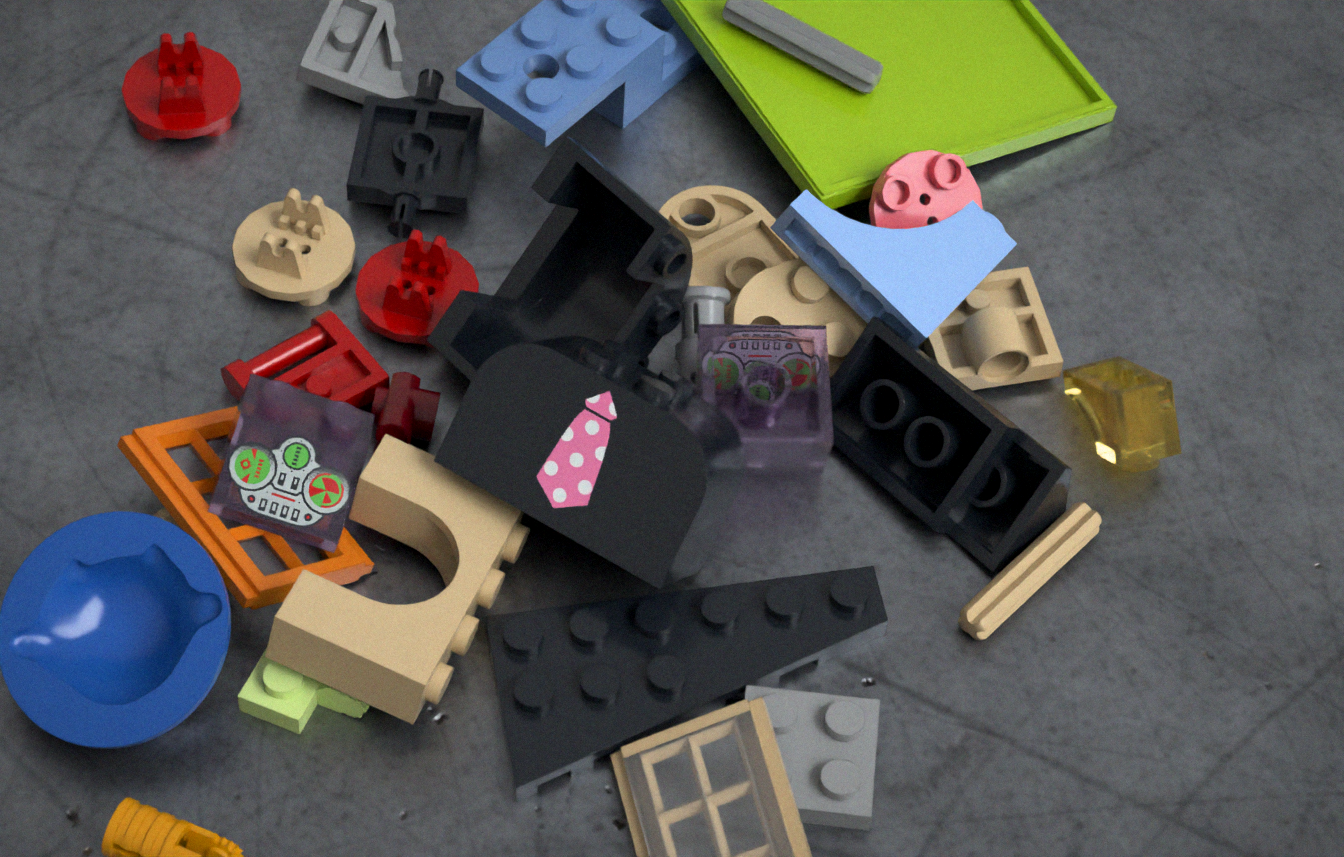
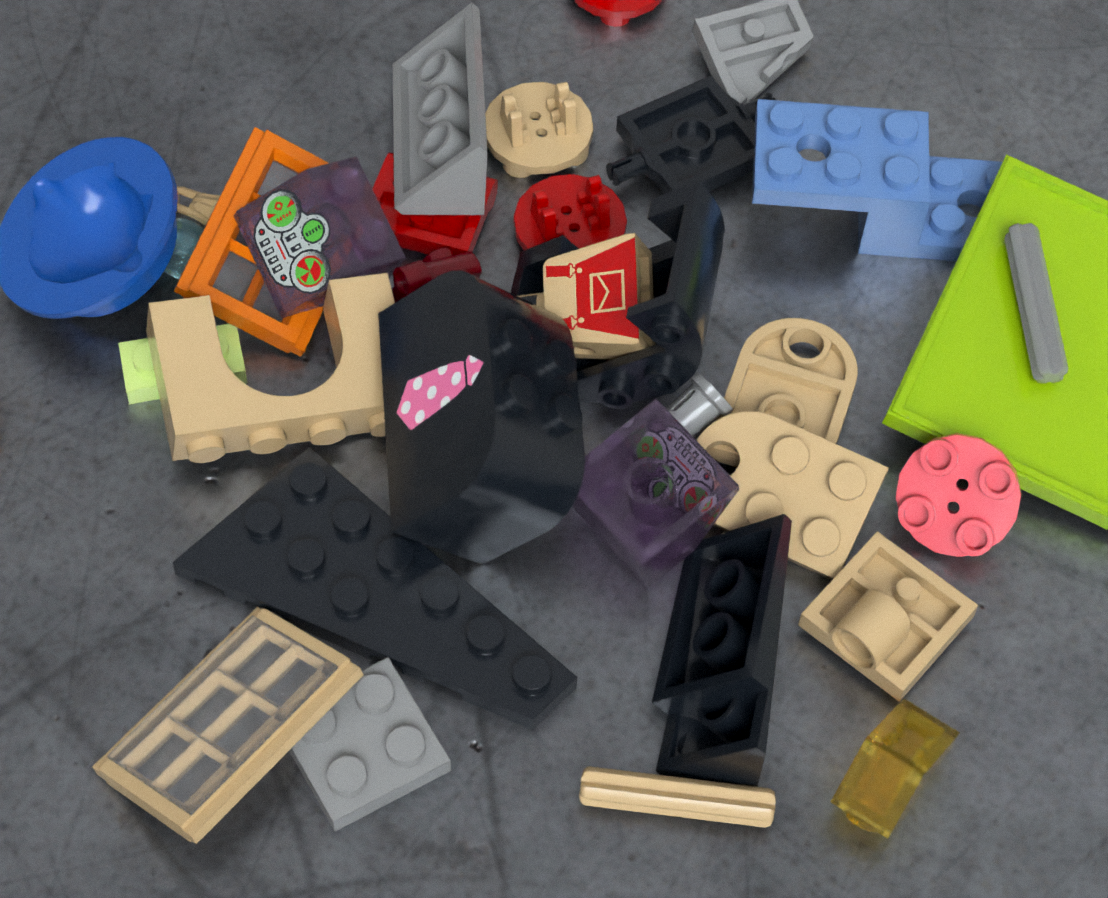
camera: 55 degrees right, 5 degrees up
(241, 295) = (441, 122): none -> light grey slope
(560, 295) = (593, 293): none -> torso
(896, 274) = (856, 520): light blue arch -> none

